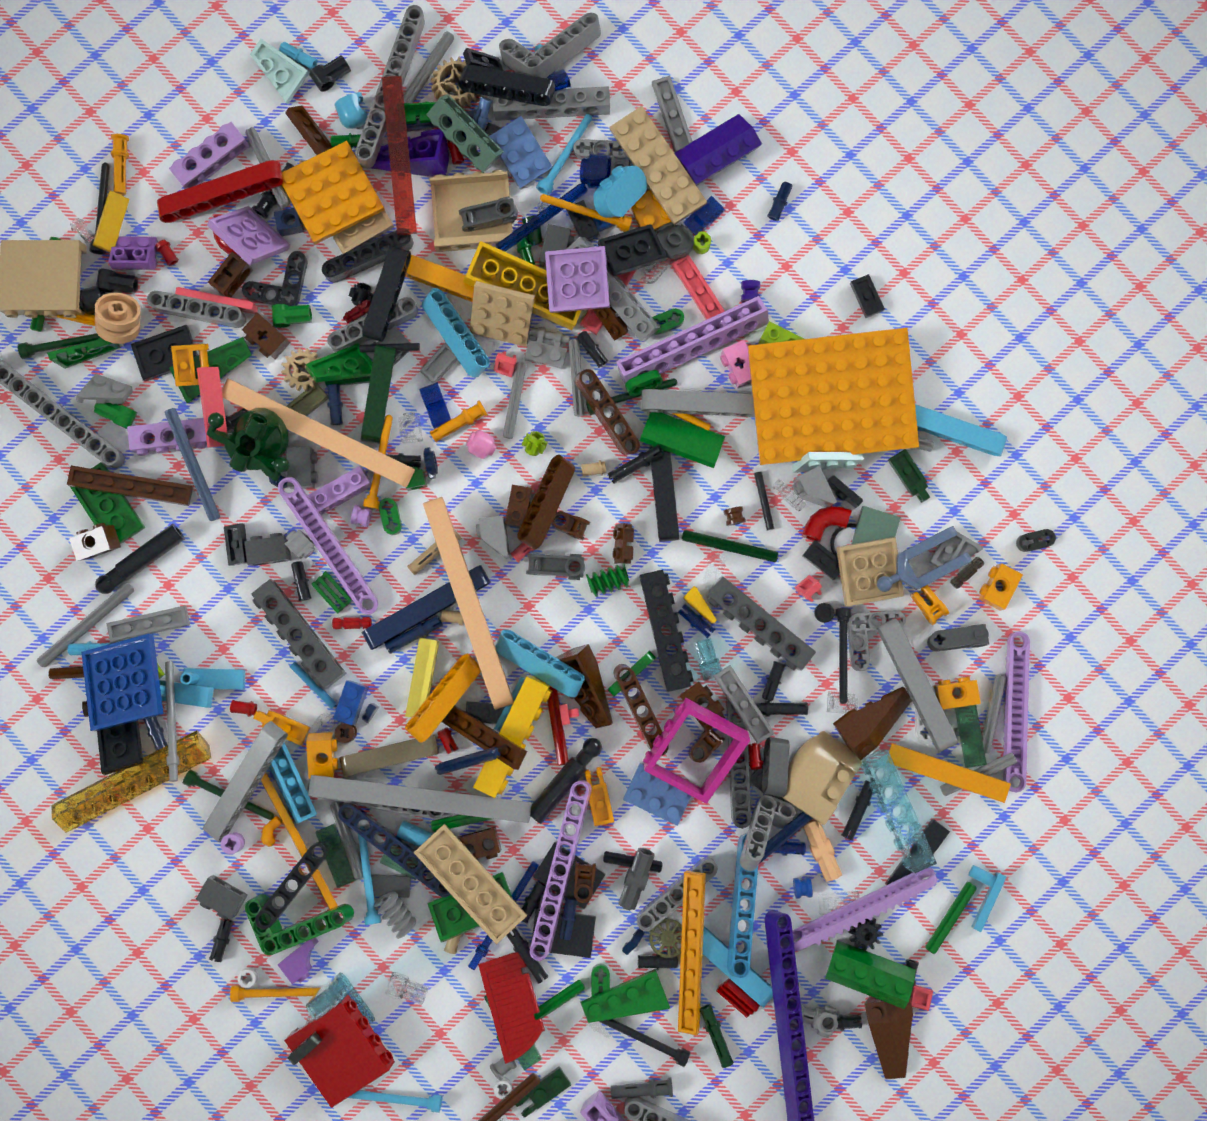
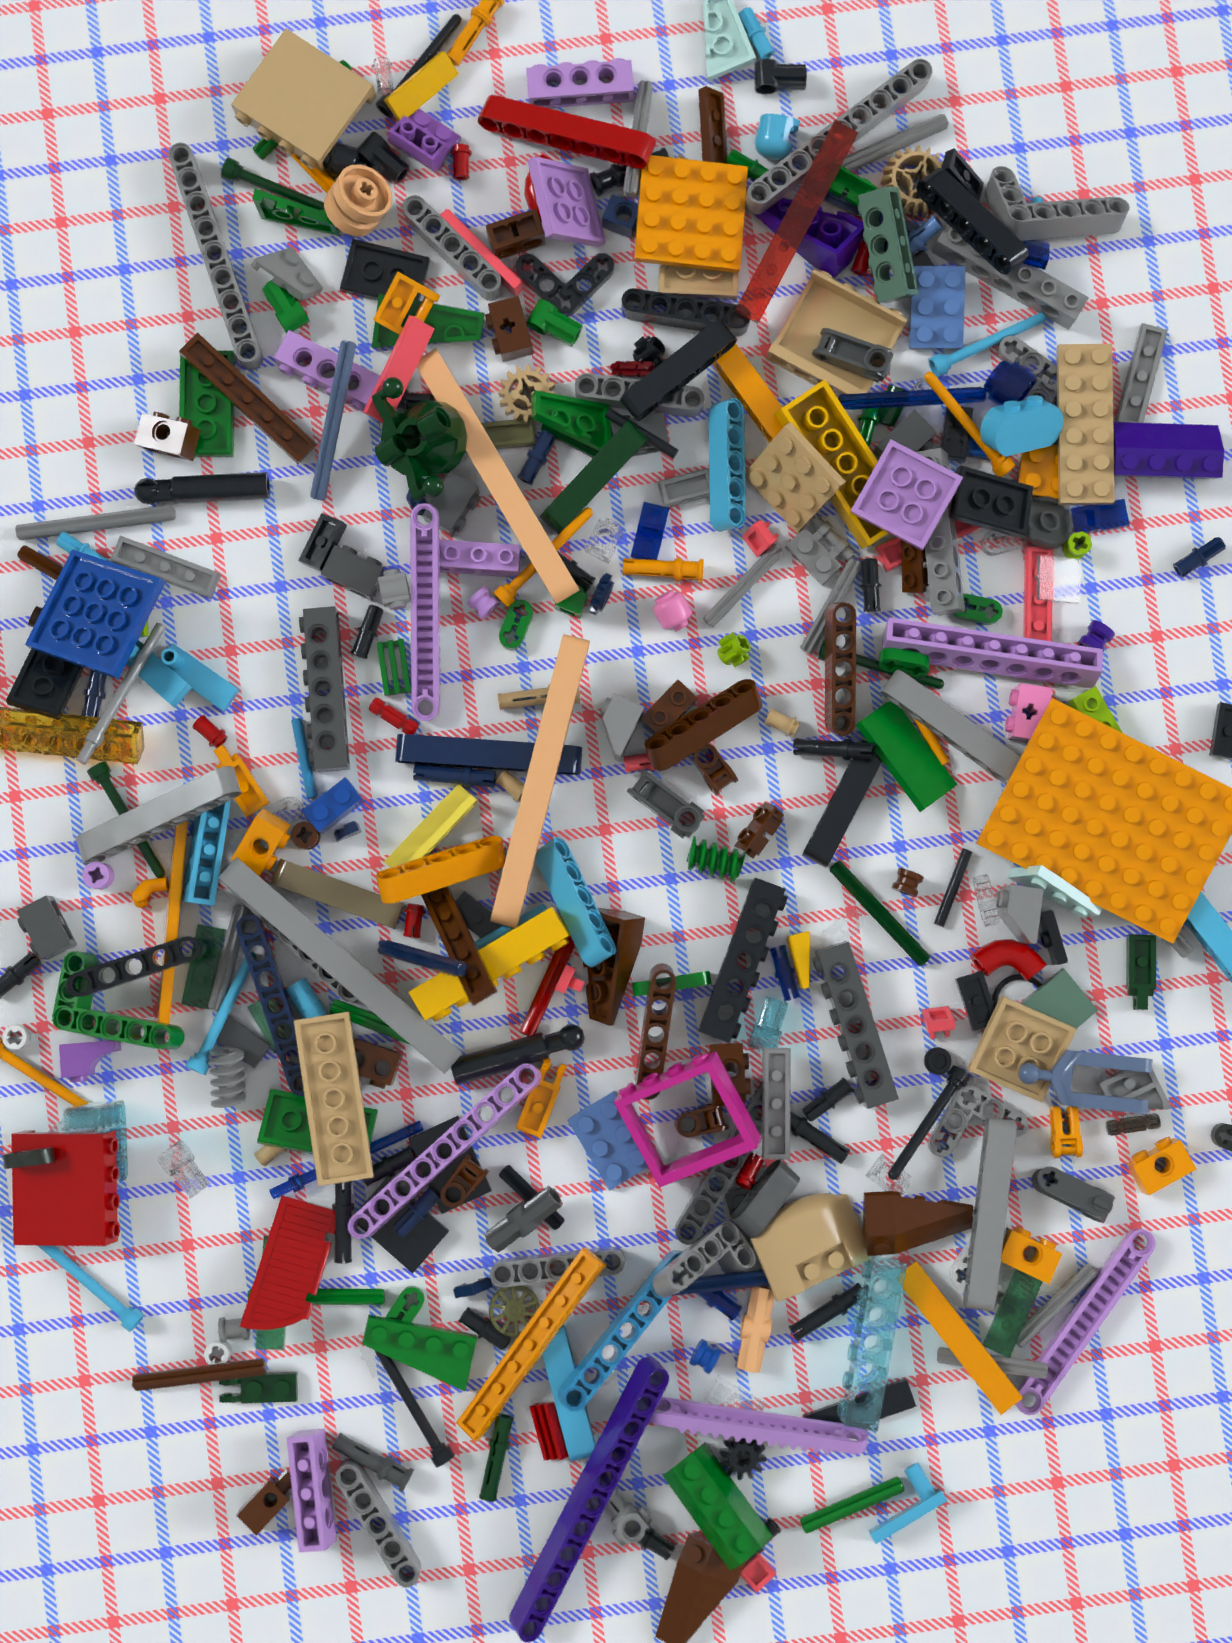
camera: 30 degrees right, 0 degrees up
(704, 271) = (1058, 579): none -> clear piece

